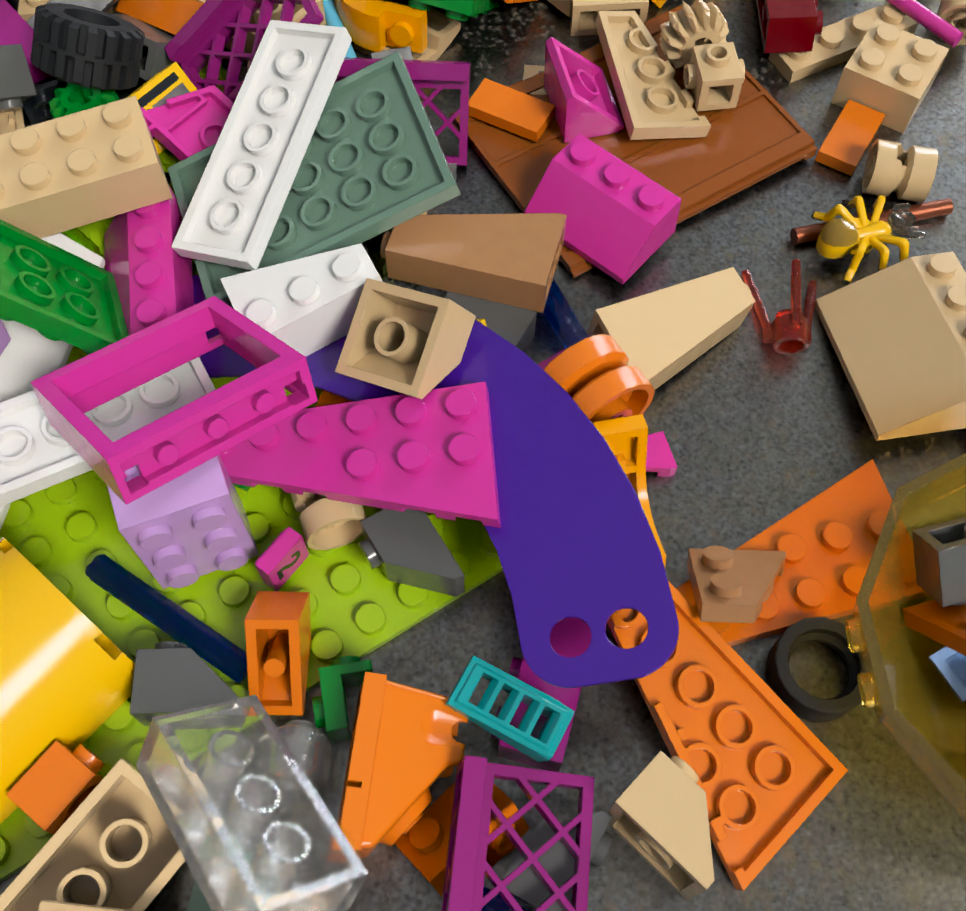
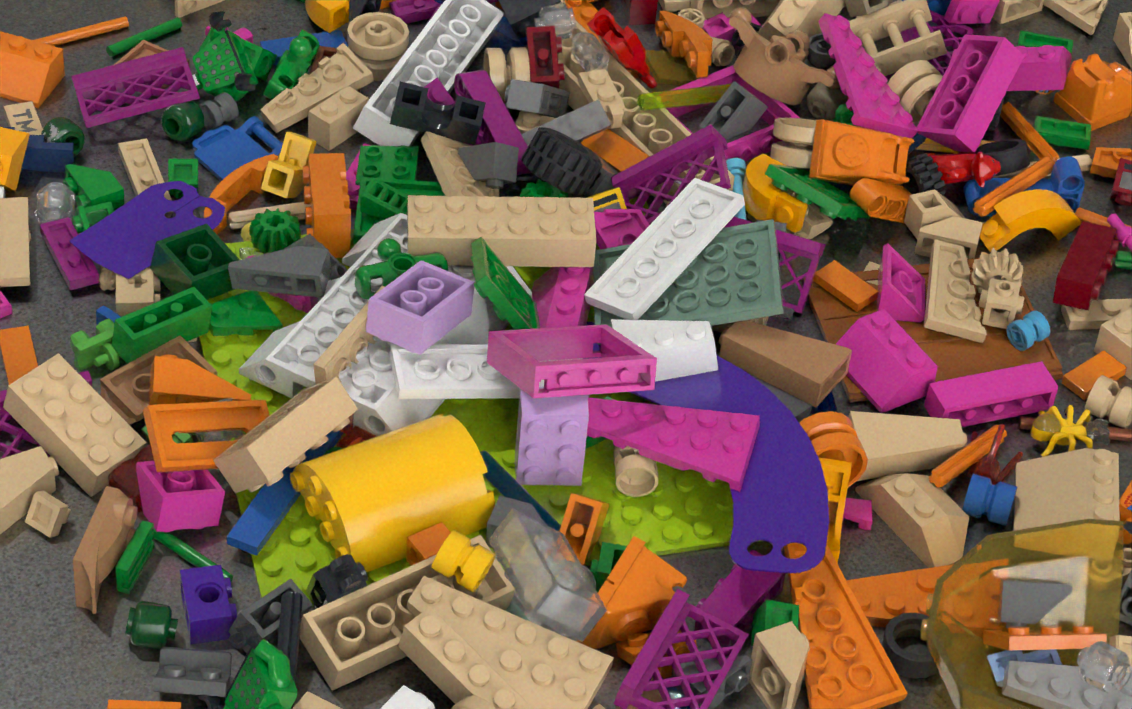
camera: 15 degrees right, 20 degrees down
(98, 848) = (463, 561): none -> yellow wheel
(282, 558) = (599, 483): dark pink tile -> none
(404, 339) = (718, 378): tan slope -> none
(410, 551) = (679, 504): dark grey slope -> none
(538, 703) = (711, 599): teal slope -> none
(621, 726) = (773, 614): none -> green brick
(732, 582) = (872, 575): medium nougat wing -> none
(736, 434) = (919, 516): none -> tan wedge
(750, 212) = (992, 394): none -> dark pink brick
(760, 102) = (1026, 331): none -> dark azure wheel
(760, 319) = (964, 458): none -> orange axle
(826, 378) = (989, 499): none -> blue wheel

